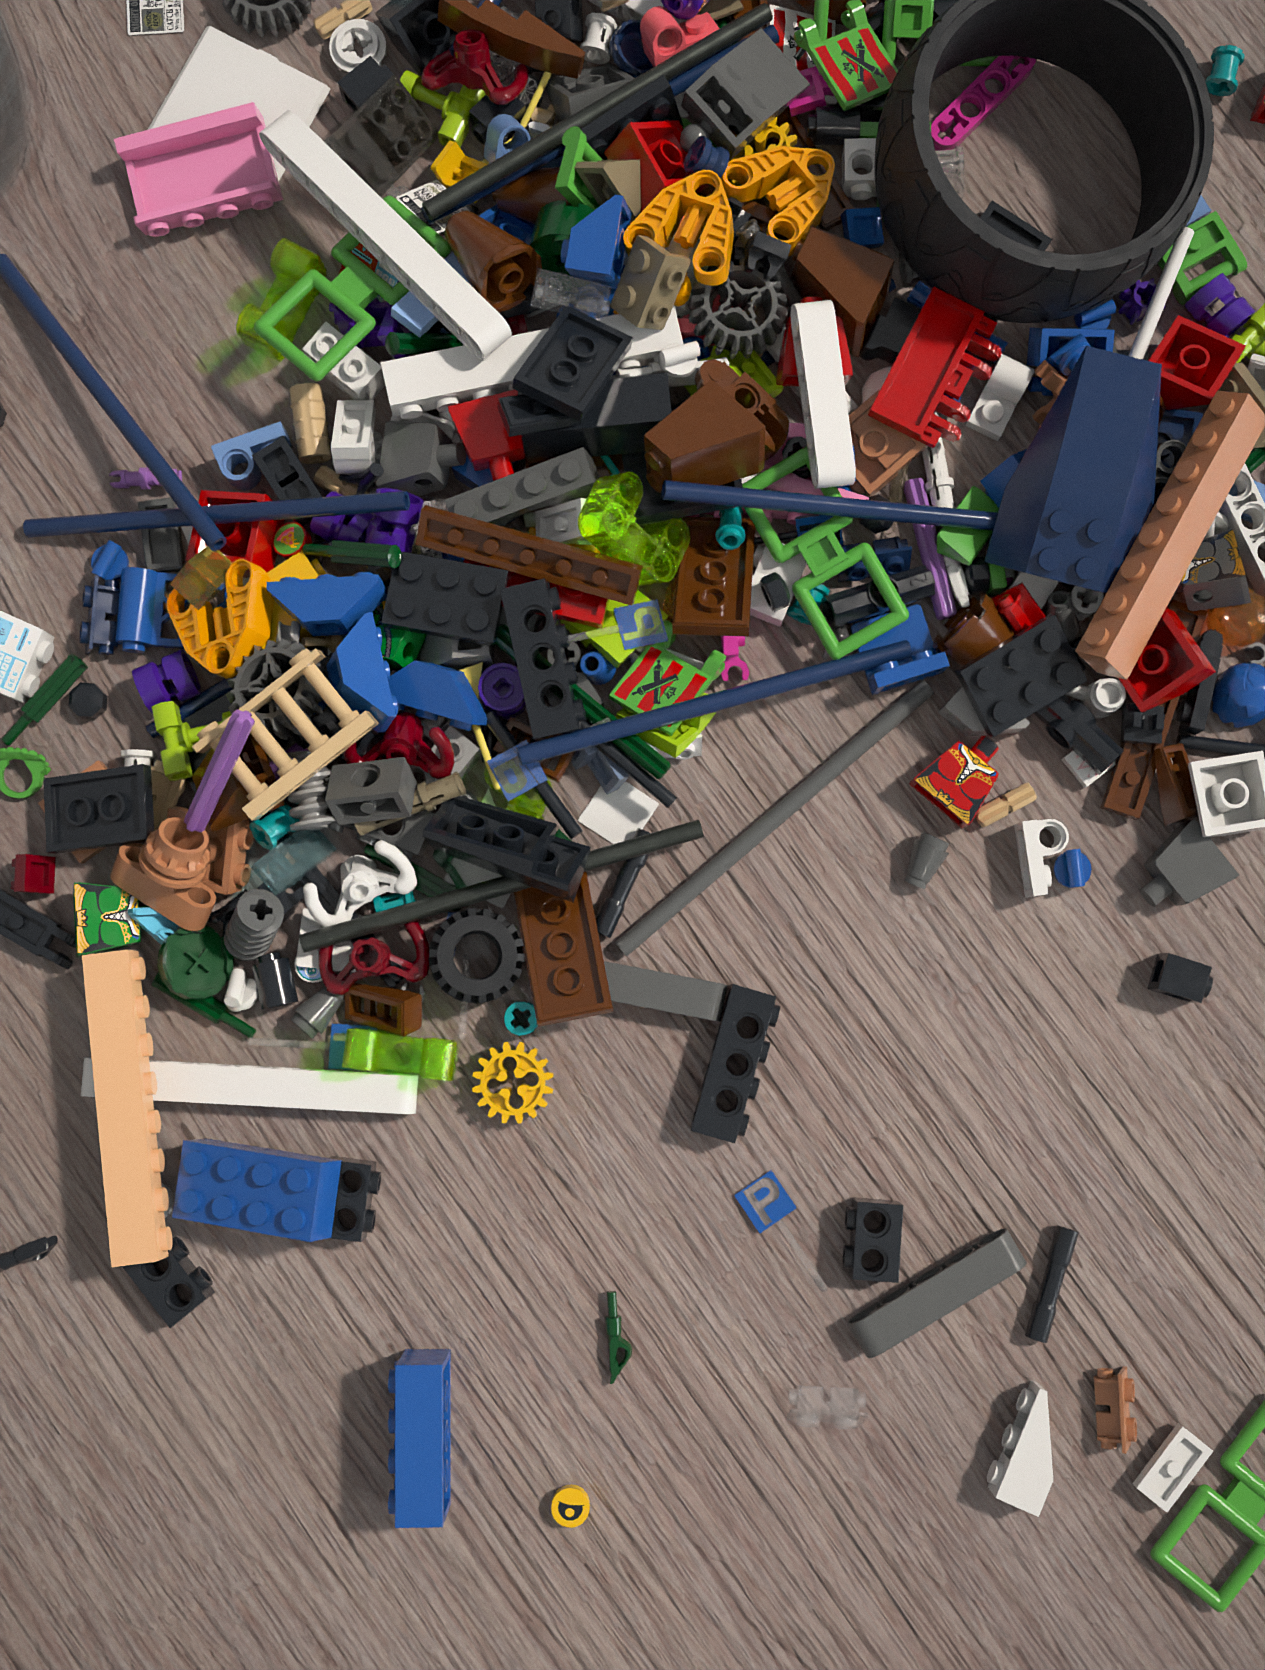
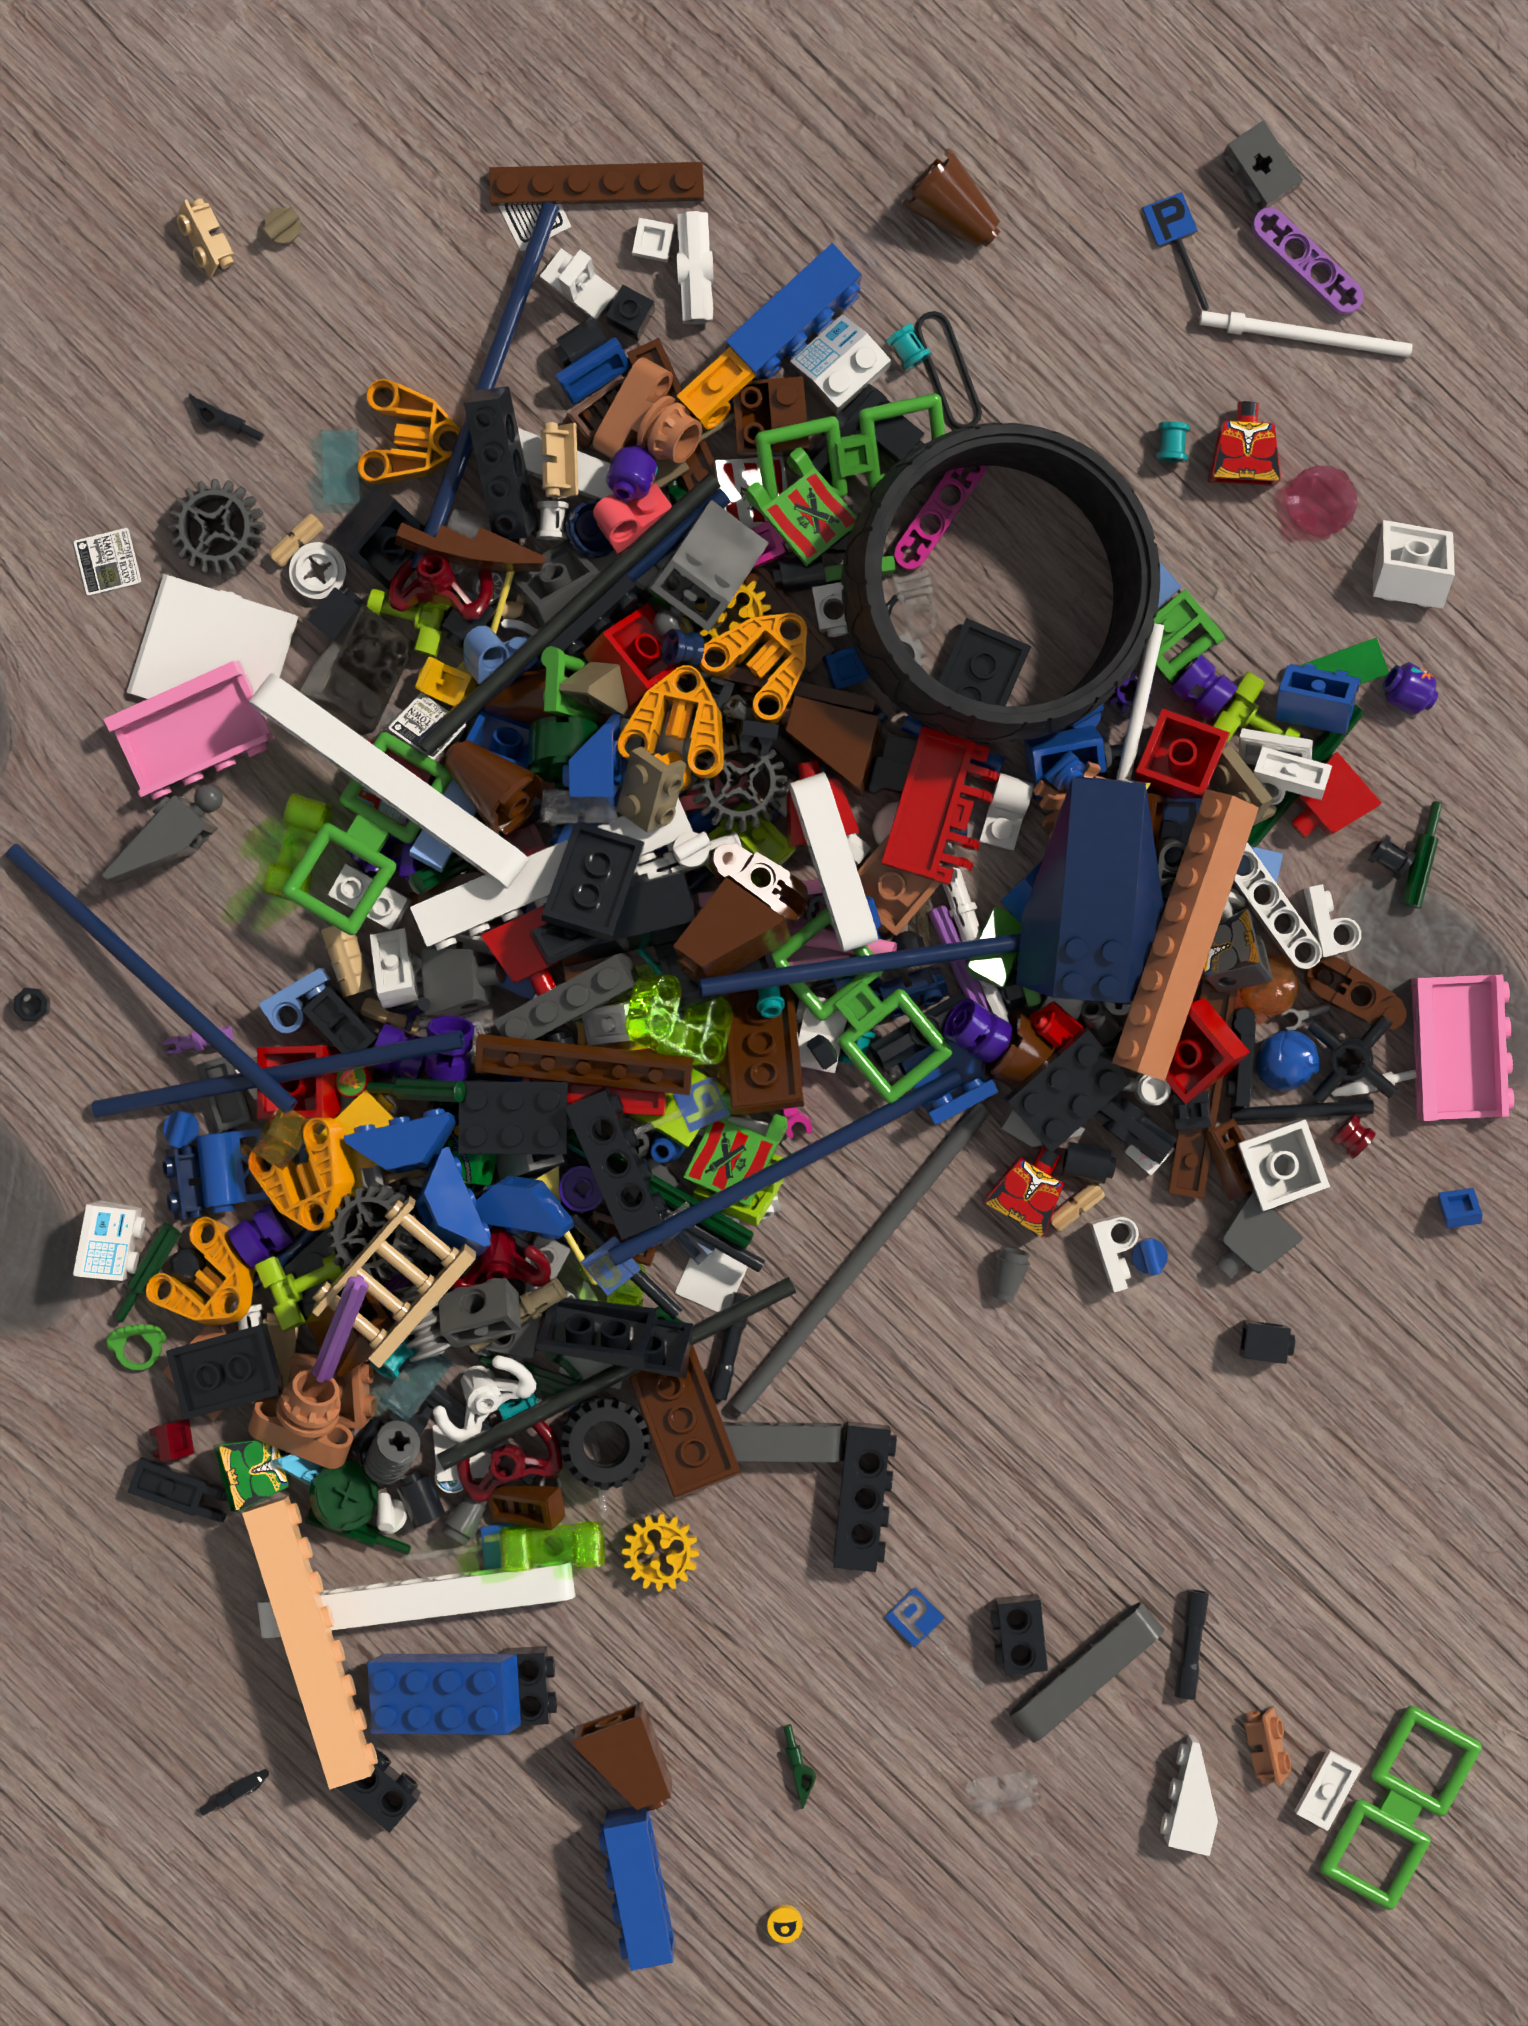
camera: 10 degrees left, 5 degrees up
(116, 734) = (223, 1293): none -> light orange connector
(150, 267) = (170, 836): none -> dark grey slope
(437, 1292) = (627, 1755): none -> reddish brown slope
(510, 1016) = (657, 1502): teal bush -> none
(938, 599) = (977, 1030): none -> dark purple wheel
(1025, 761) = (1088, 1163): none -> black brick

